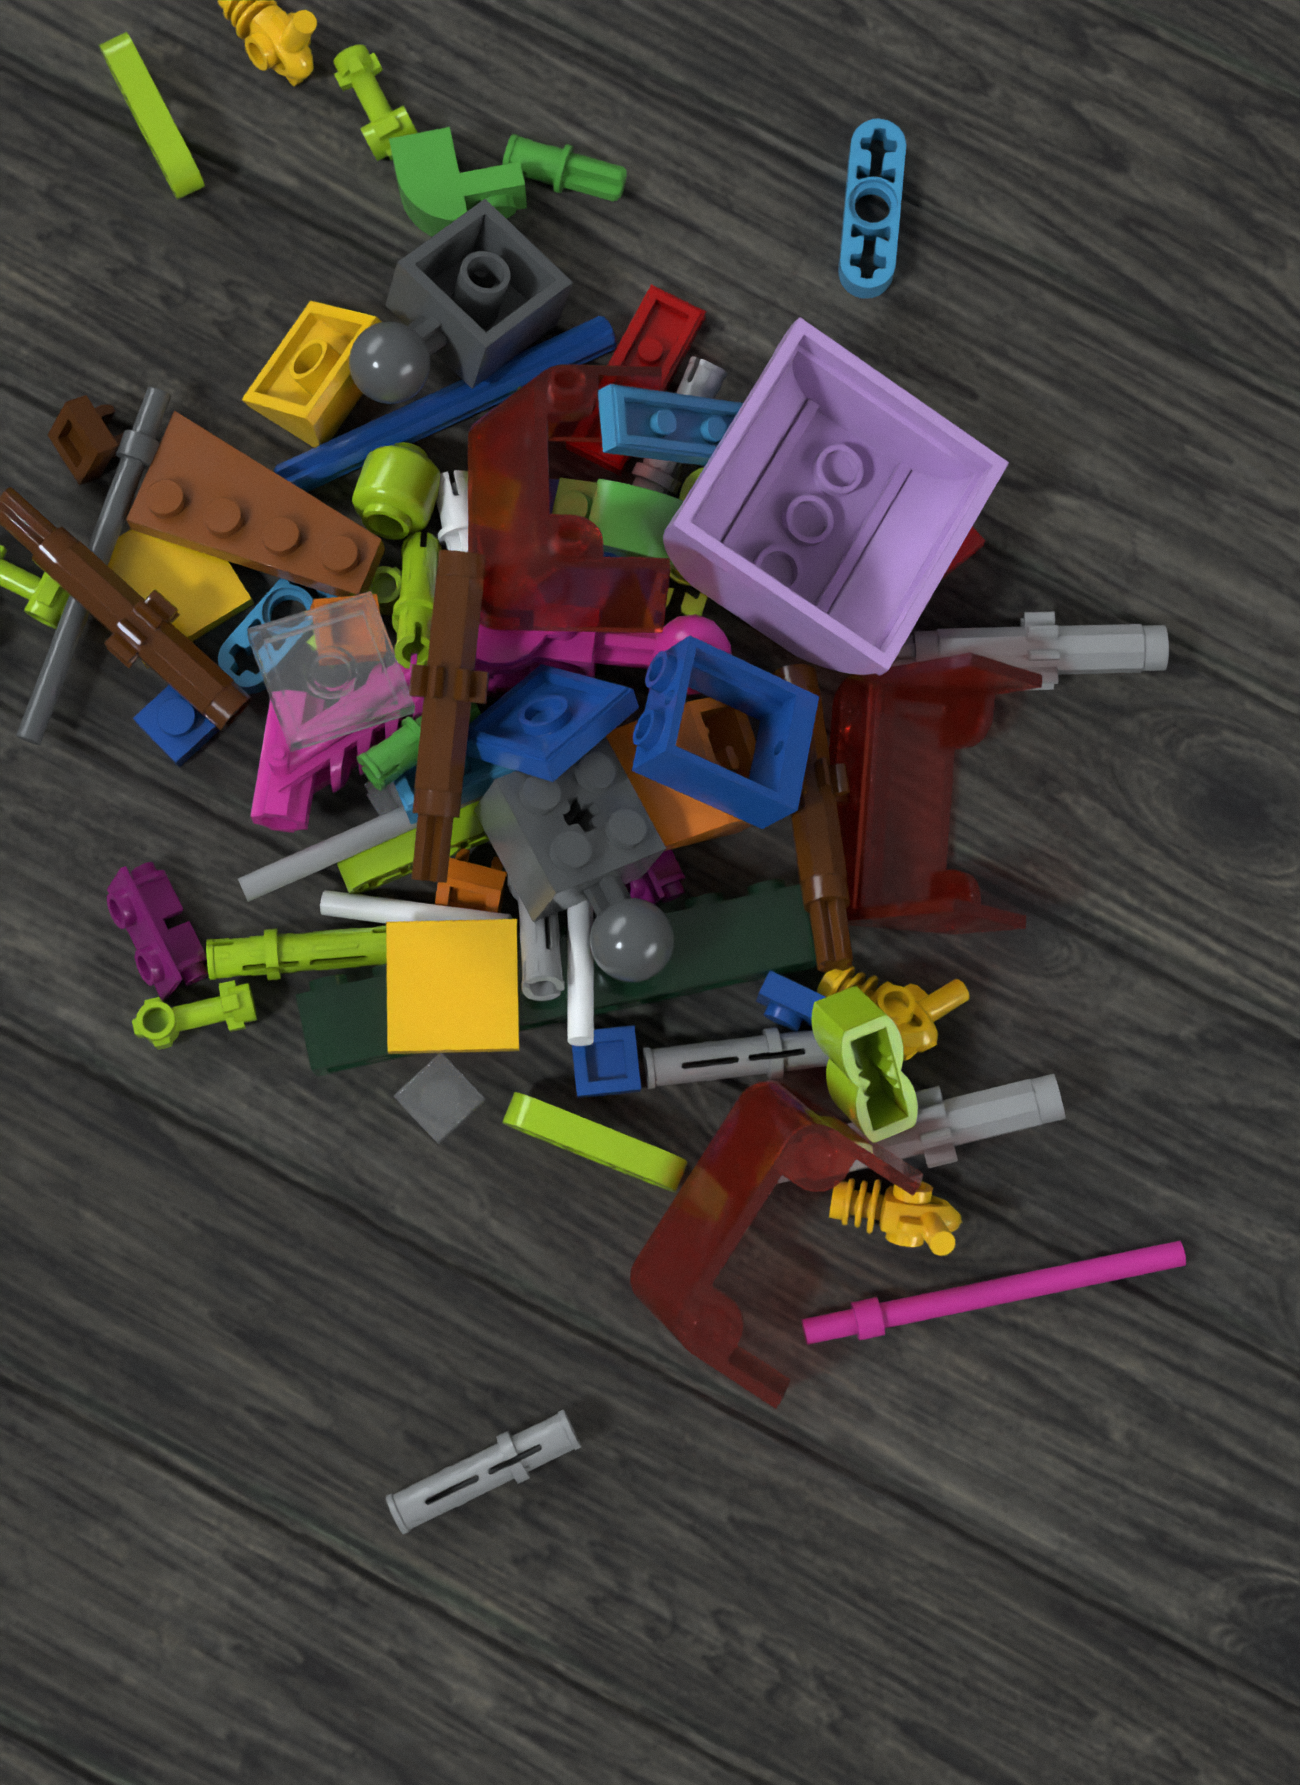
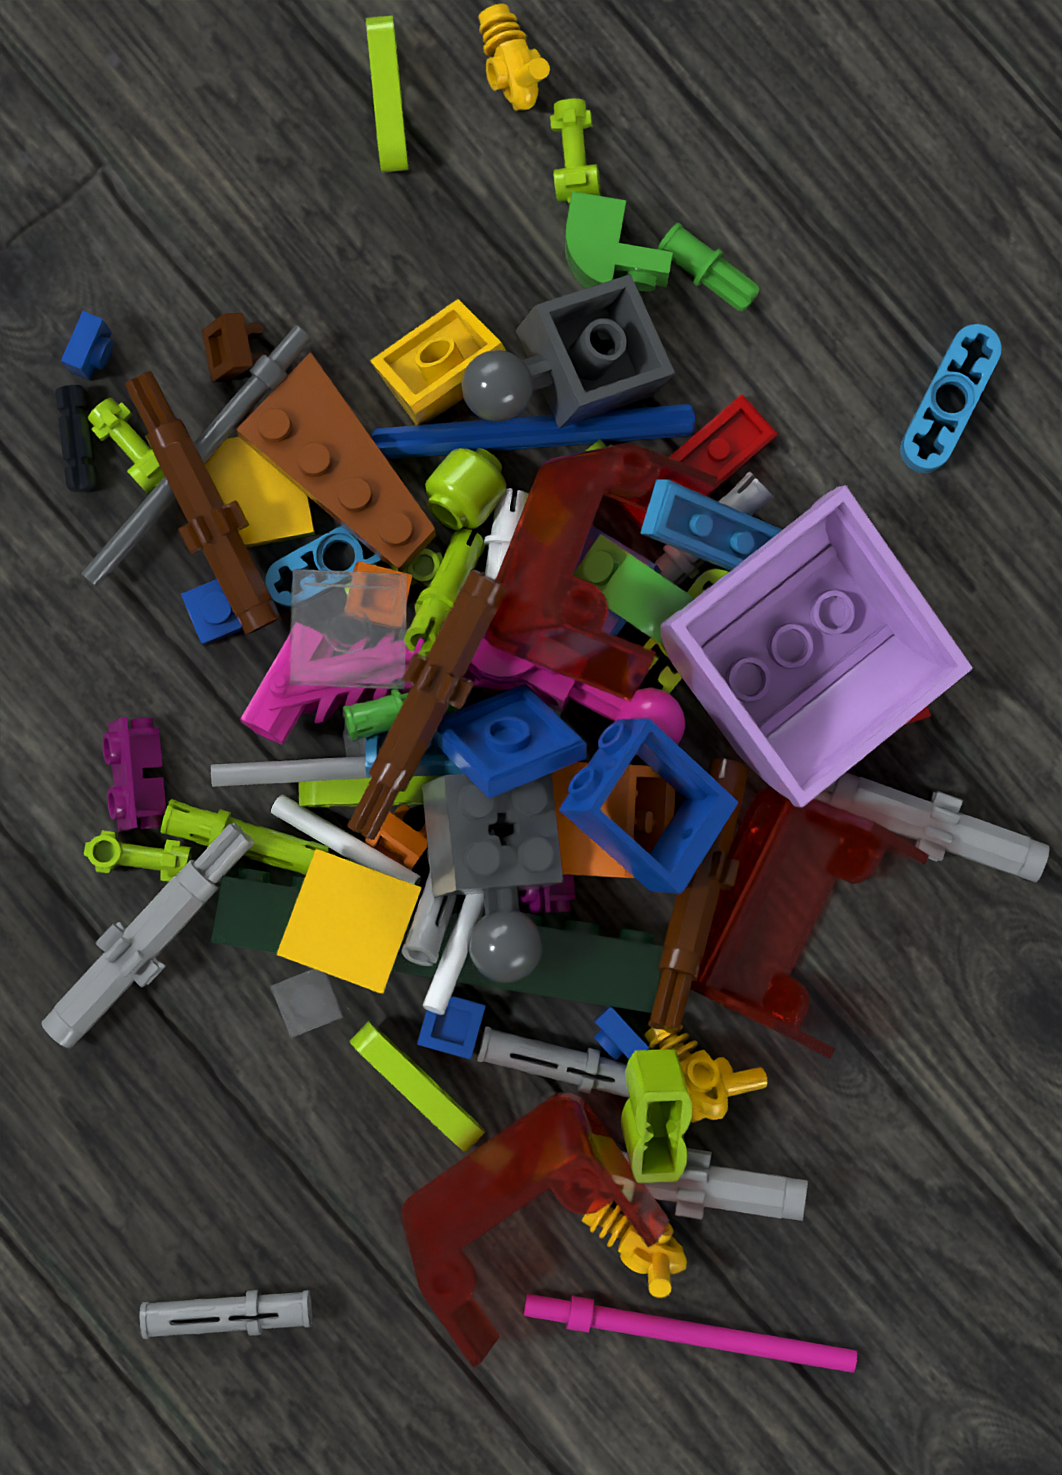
camera: 25 degrees right, 5 degrees up
(230, 1115) = (133, 951): none -> light grey piece

